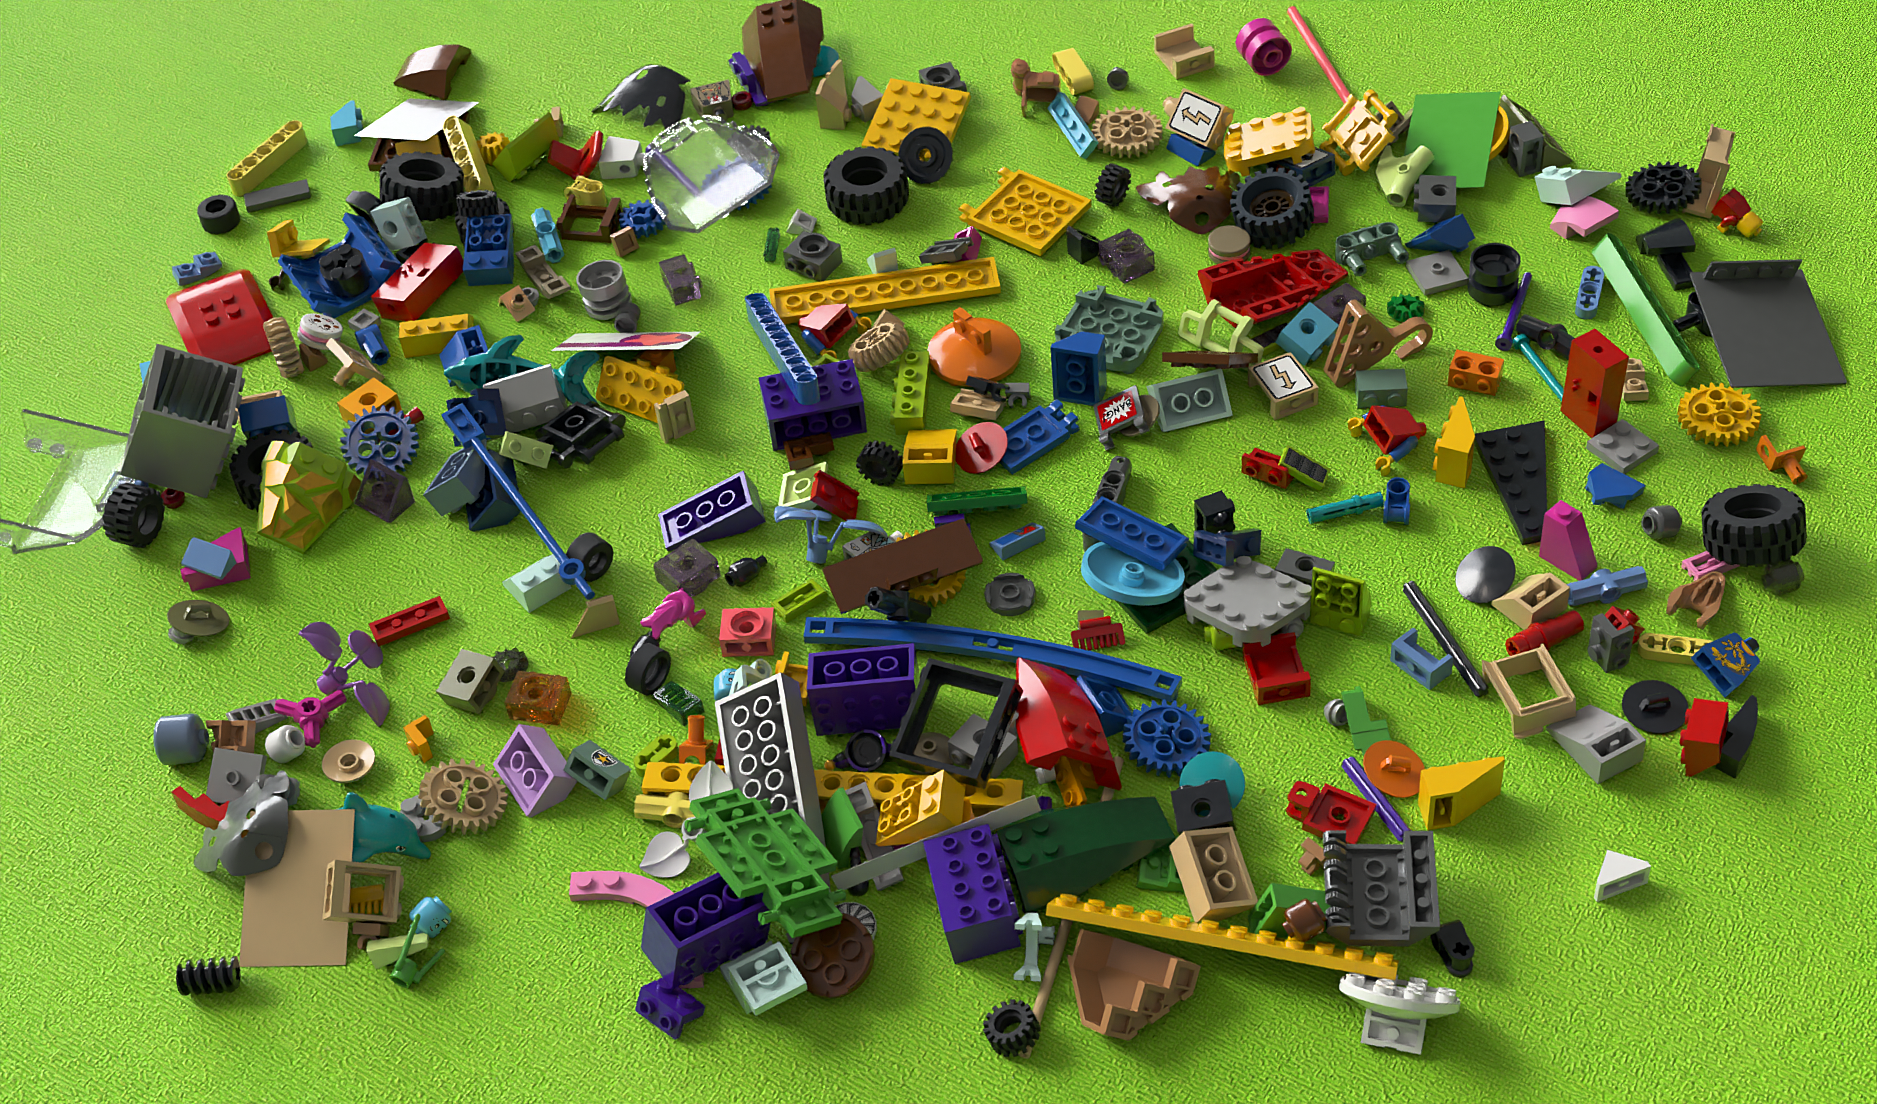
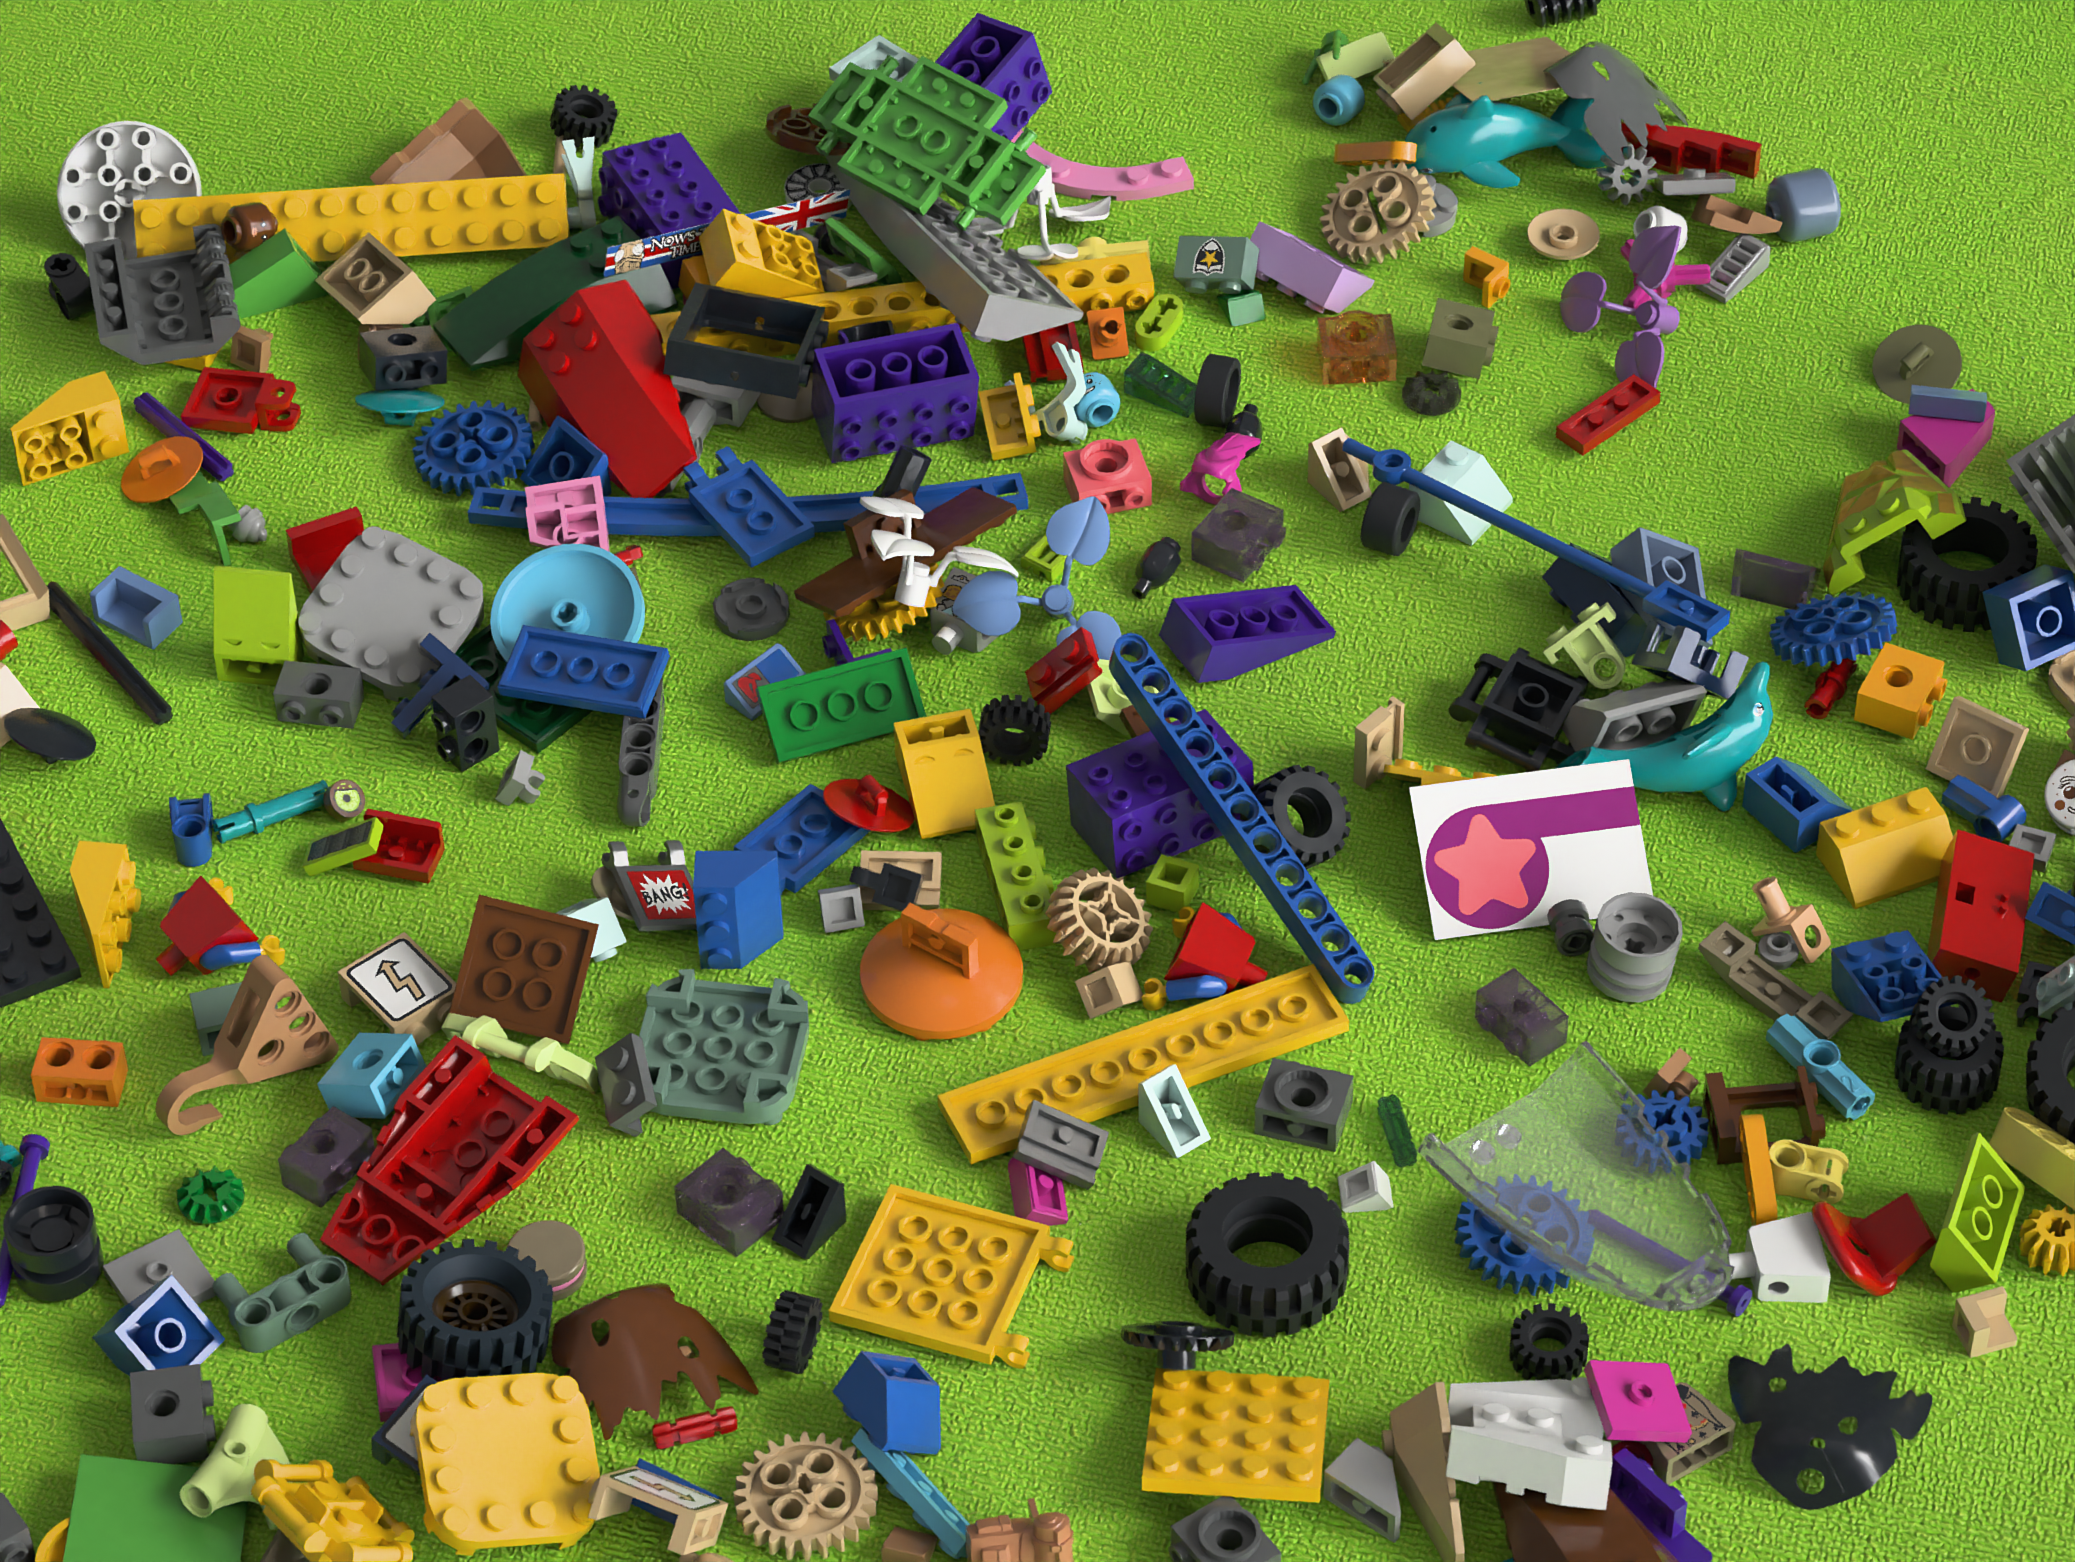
camera: 160 degrees right, 0 degrees up
(440, 862) = (1367, 153): none -> light orange beam
(611, 187) = (1757, 1169): none -> light orange beam
(730, 88) = (1637, 1401): none -> dark pink plate
(741, 374) = (1316, 803): none -> black tyre
(792, 81) = (1531, 1438): none -> white wedge
(909, 549) = (915, 576): none -> white plant
(992, 633) = (747, 508): none -> blue tile
(1076, 148) = (893, 1402): none -> blue slope
(1115, 646) = (567, 513): none -> bright pink slope
(1167, 305) = (625, 1084): none -> dark grey bracket
(1171, 170) = (694, 1427): none -> red axle
(1186, 496) = (517, 780): none -> light grey tile
(1298, 504) = (344, 800): none -> tile

